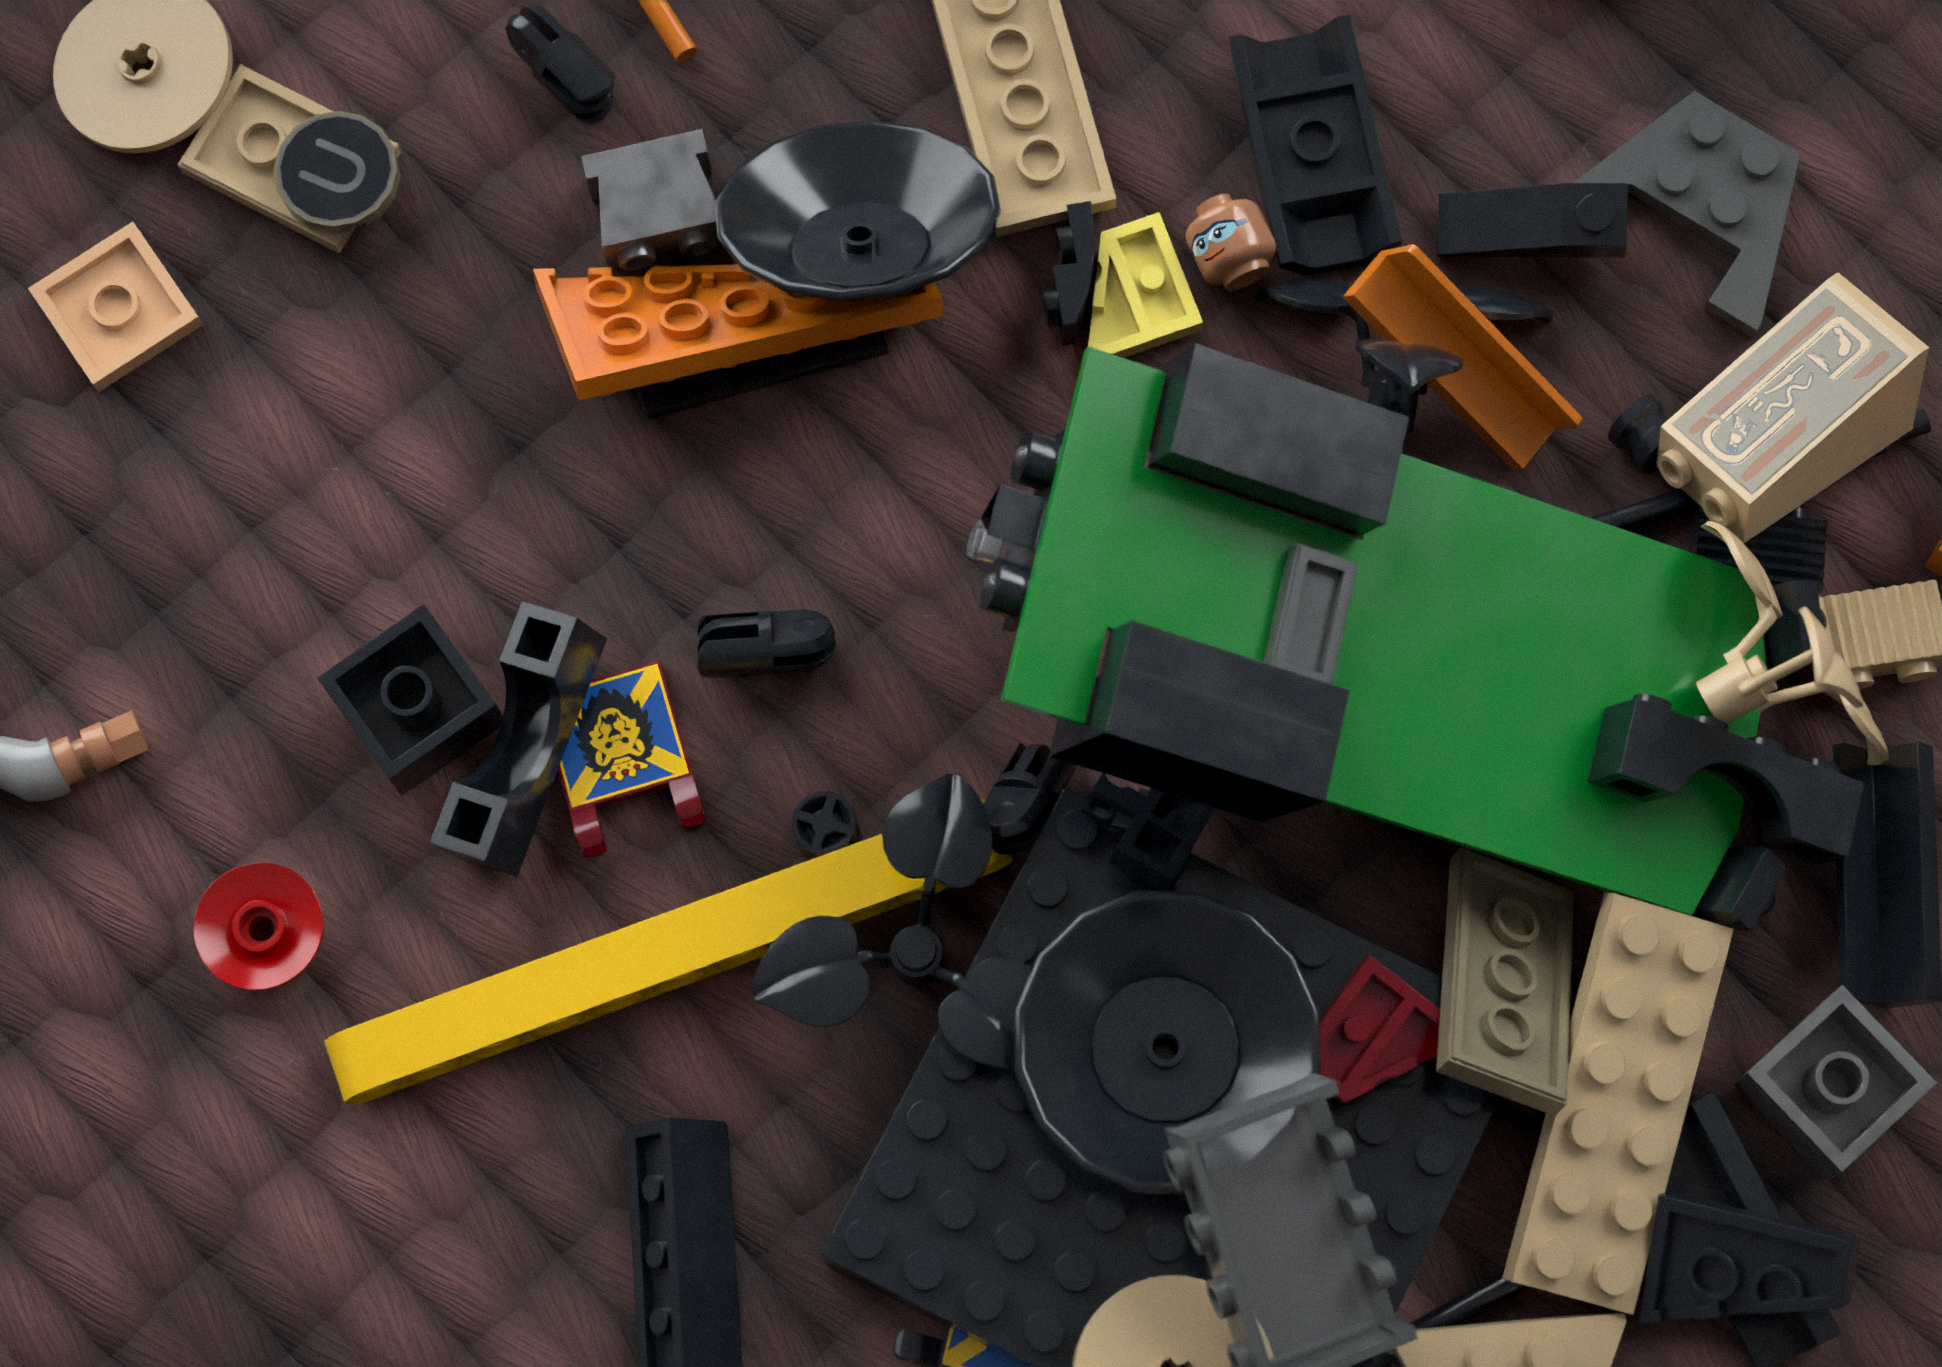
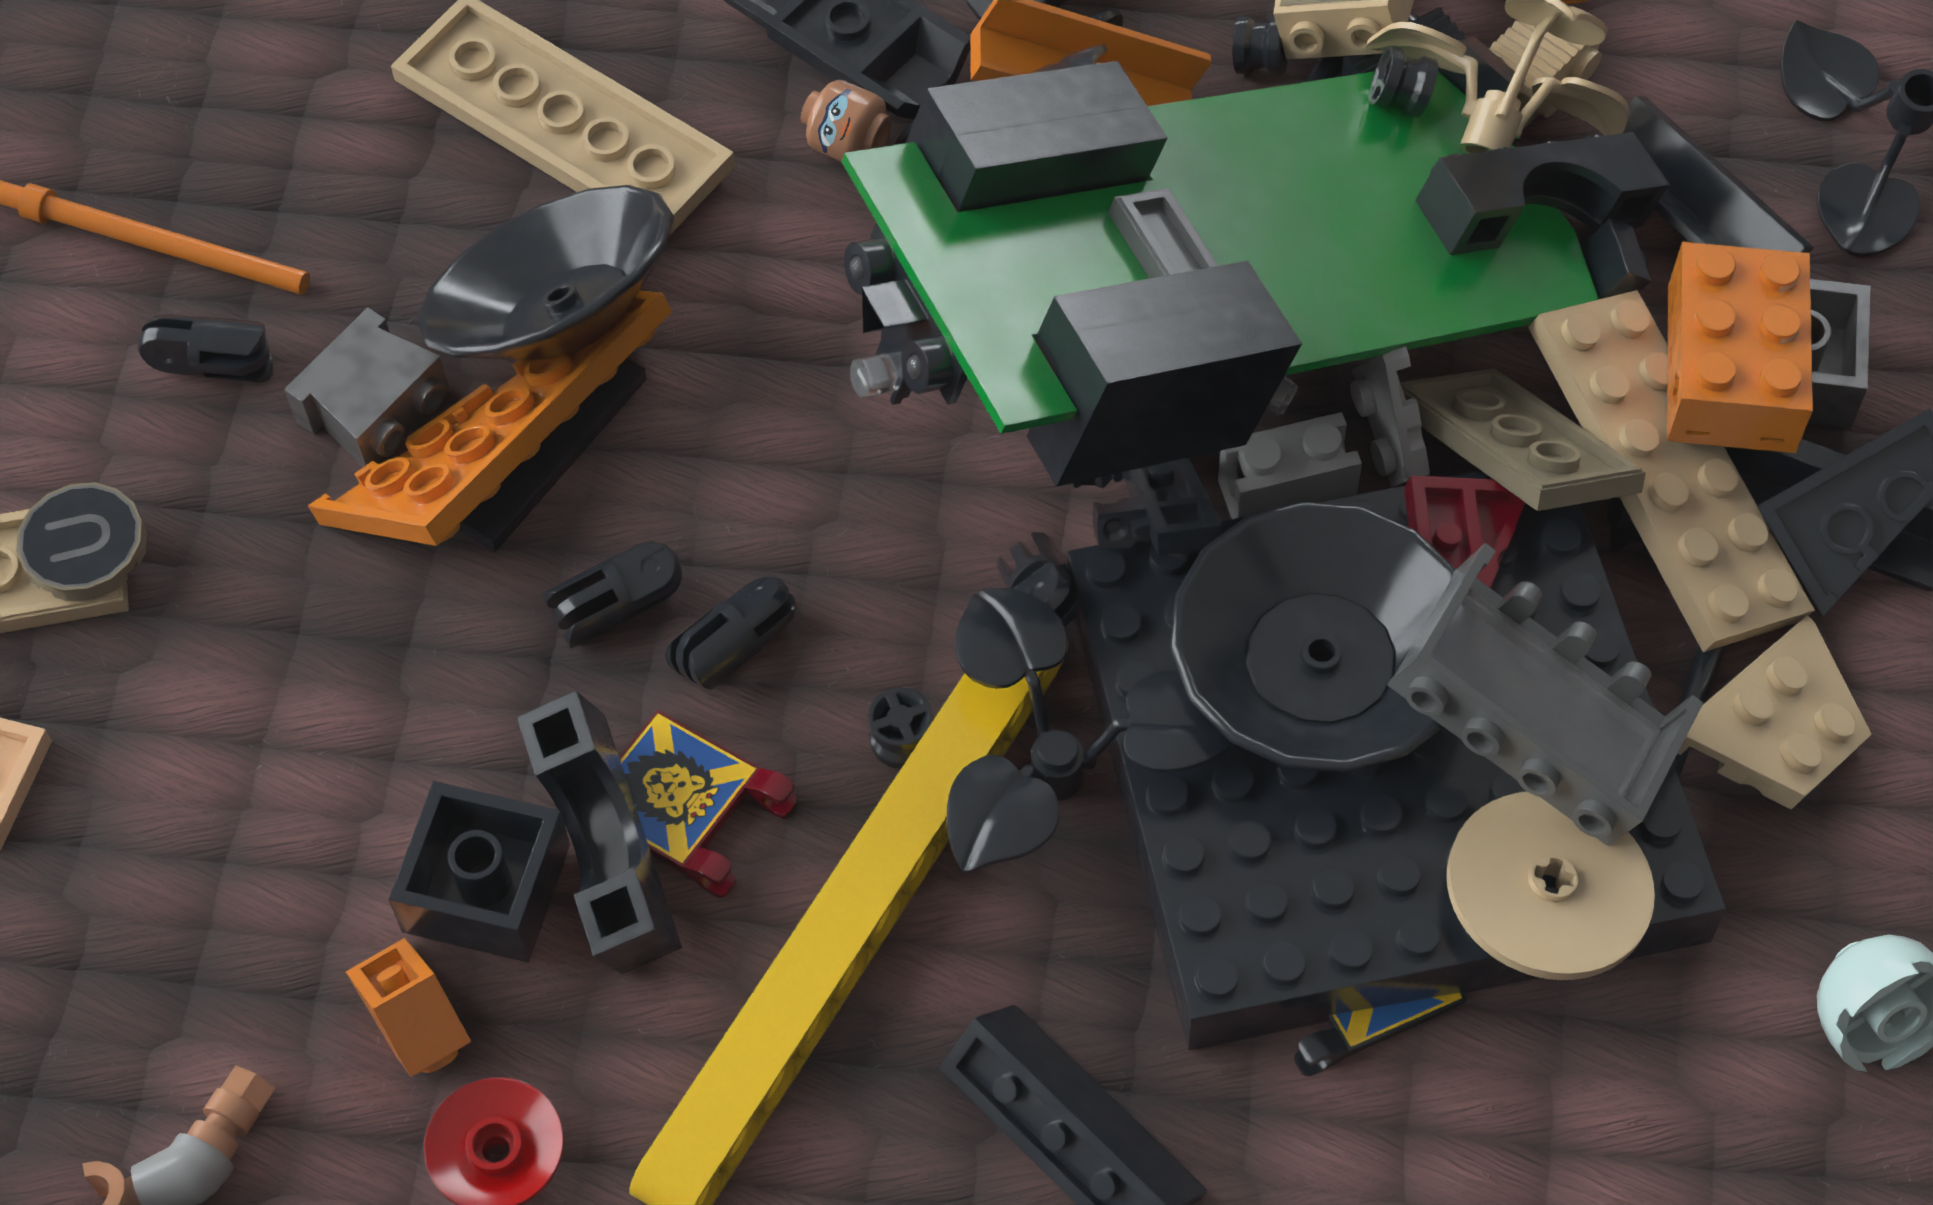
camera: 40 degrees left, 15 degrees down
(282, 764) = (409, 1008): none -> orange slope
(720, 537) = (614, 591): none -> black arm
(1072, 281) = (752, 227): black slope -> none
(1140, 291) = (804, 205): light yellow wing -> none
(1317, 856) = (1289, 467): none -> light grey brick
(1417, 902) = (1393, 419): none -> light grey wing
(1694, 590) = (1404, 81): none -> black wheel
(1751, 1056) = (1739, 347): none -> orange piece

